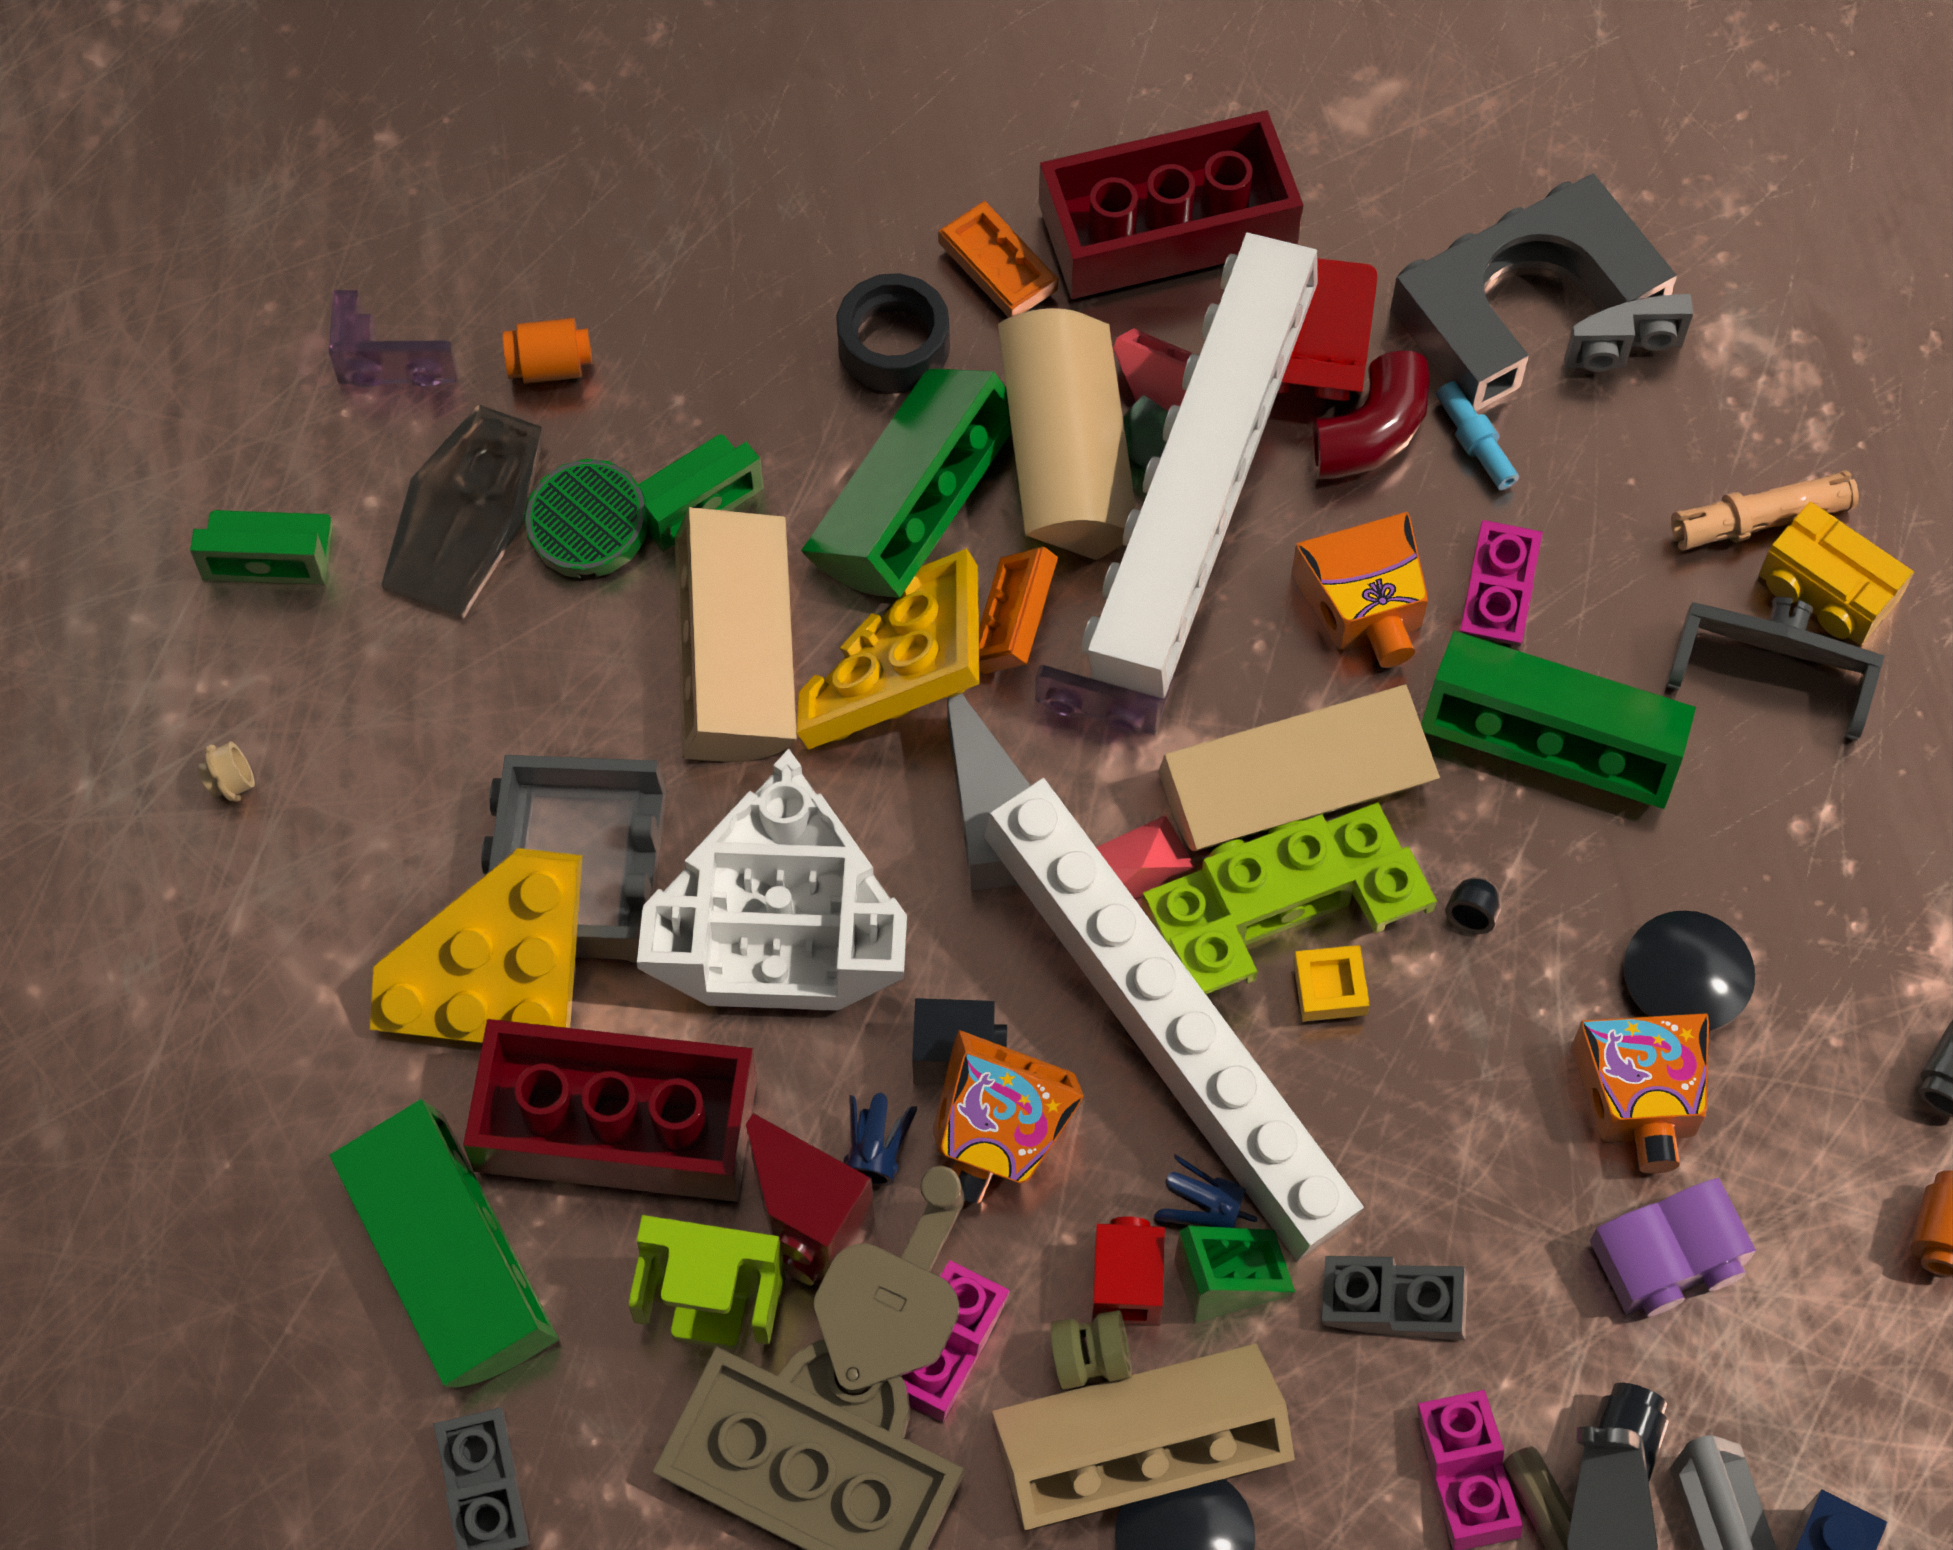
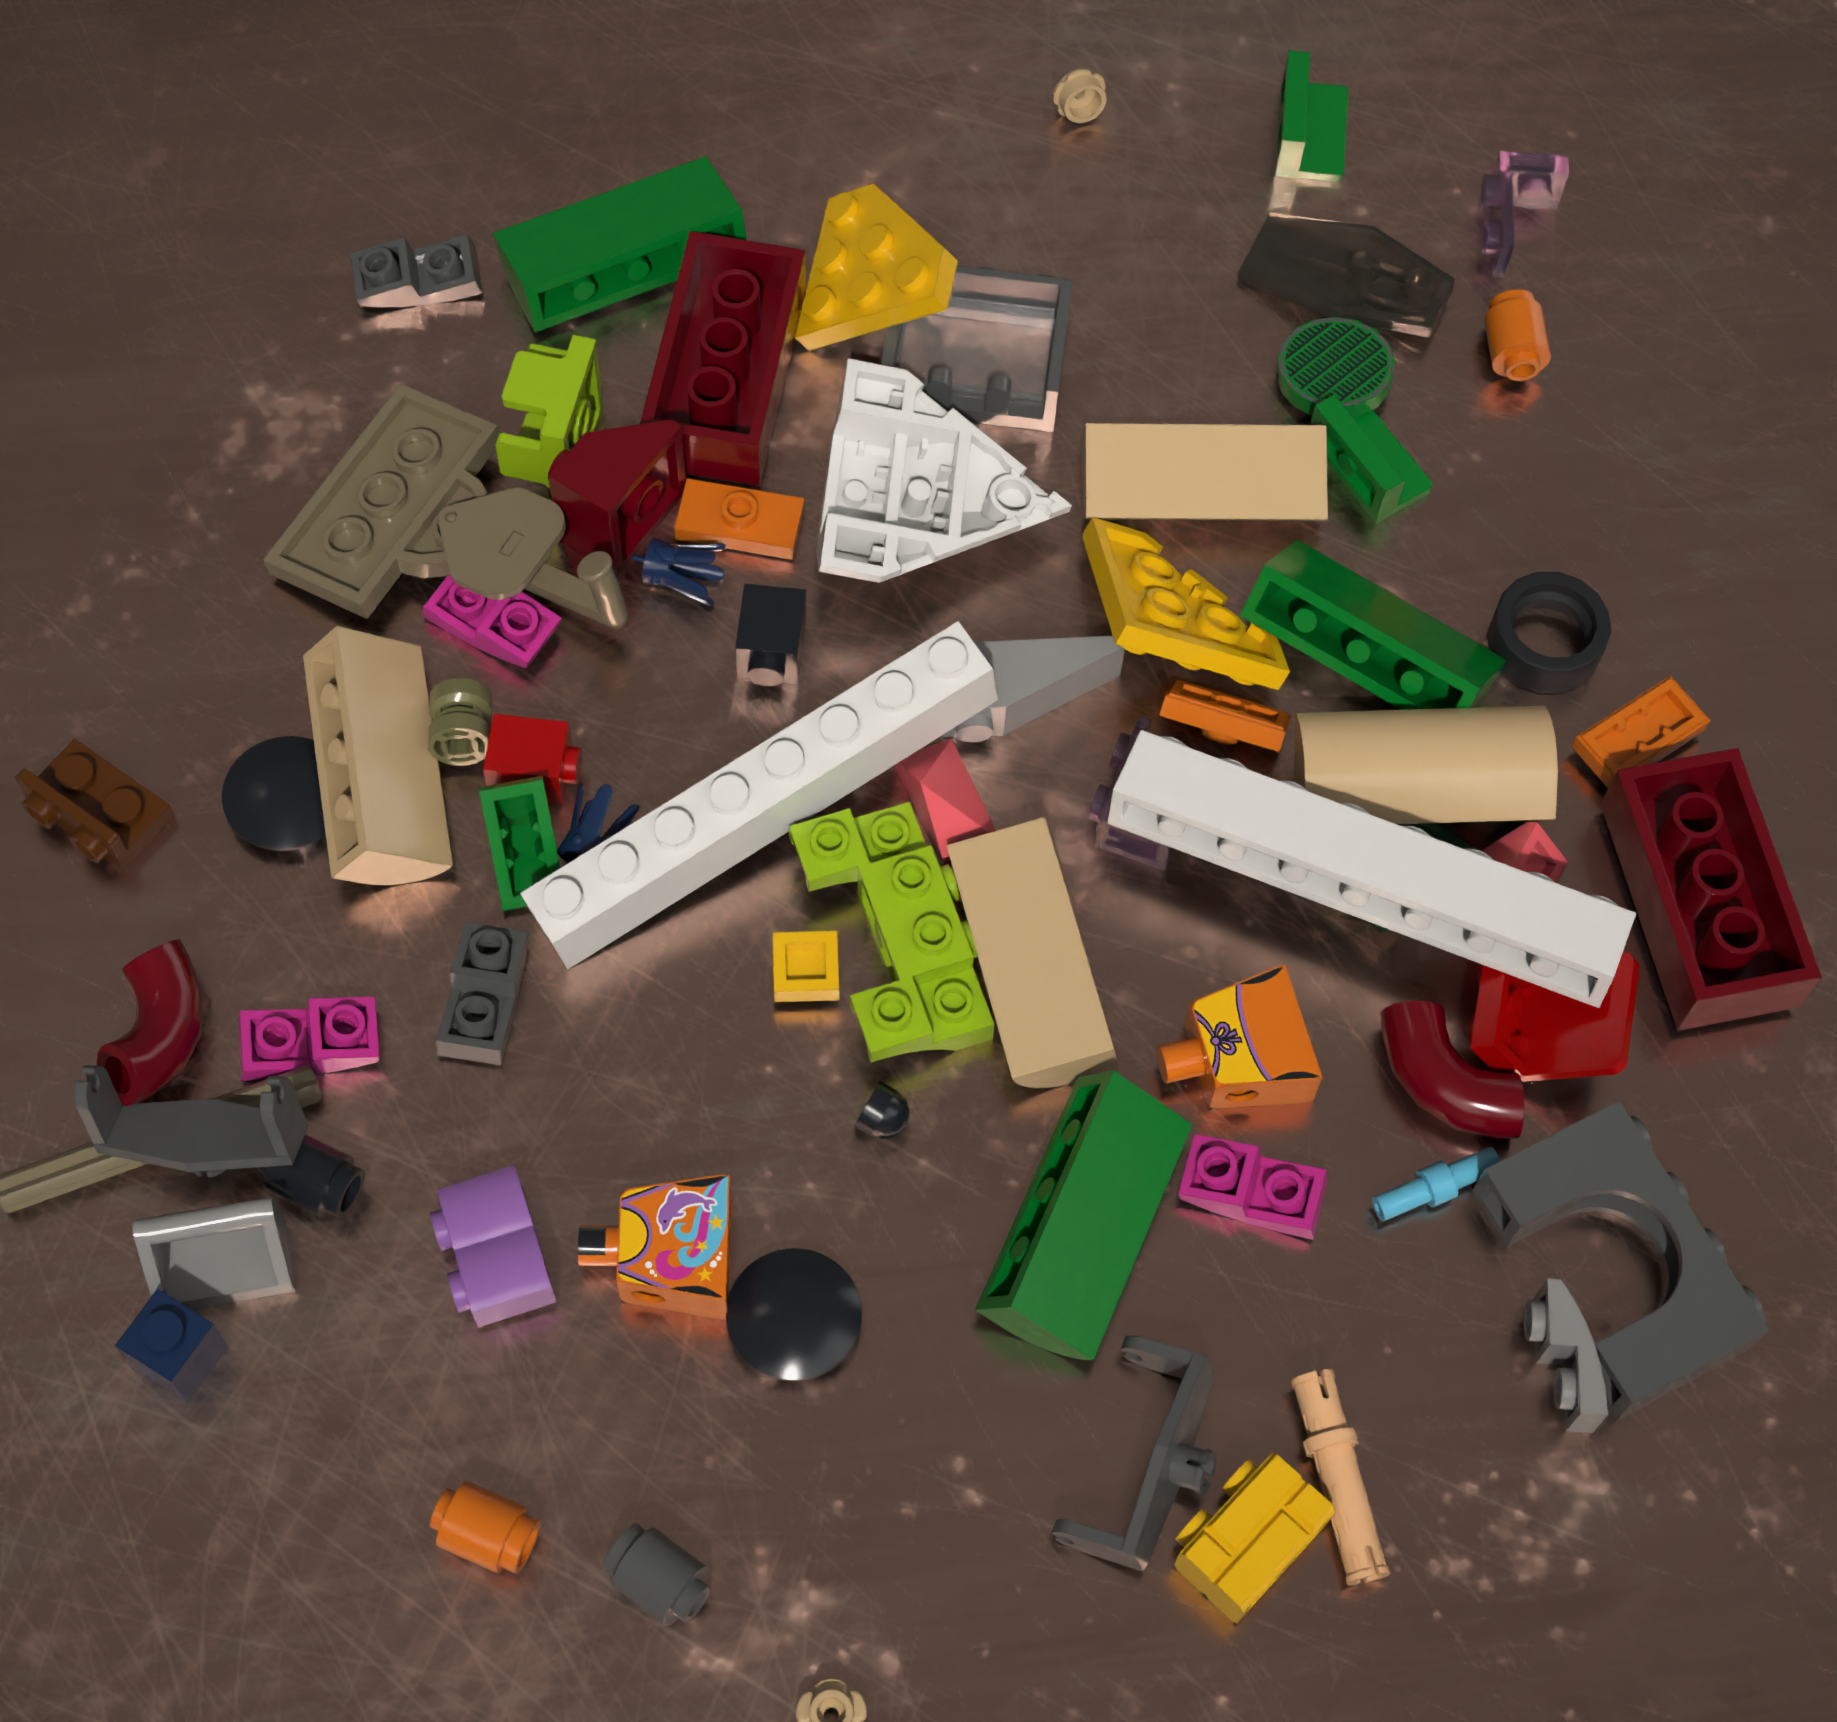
camera: 90 degrees right, 0 degrees up
(804, 1082) = (739, 518): none -> orange plate
(1000, 1112) = (689, 647): torso -> none

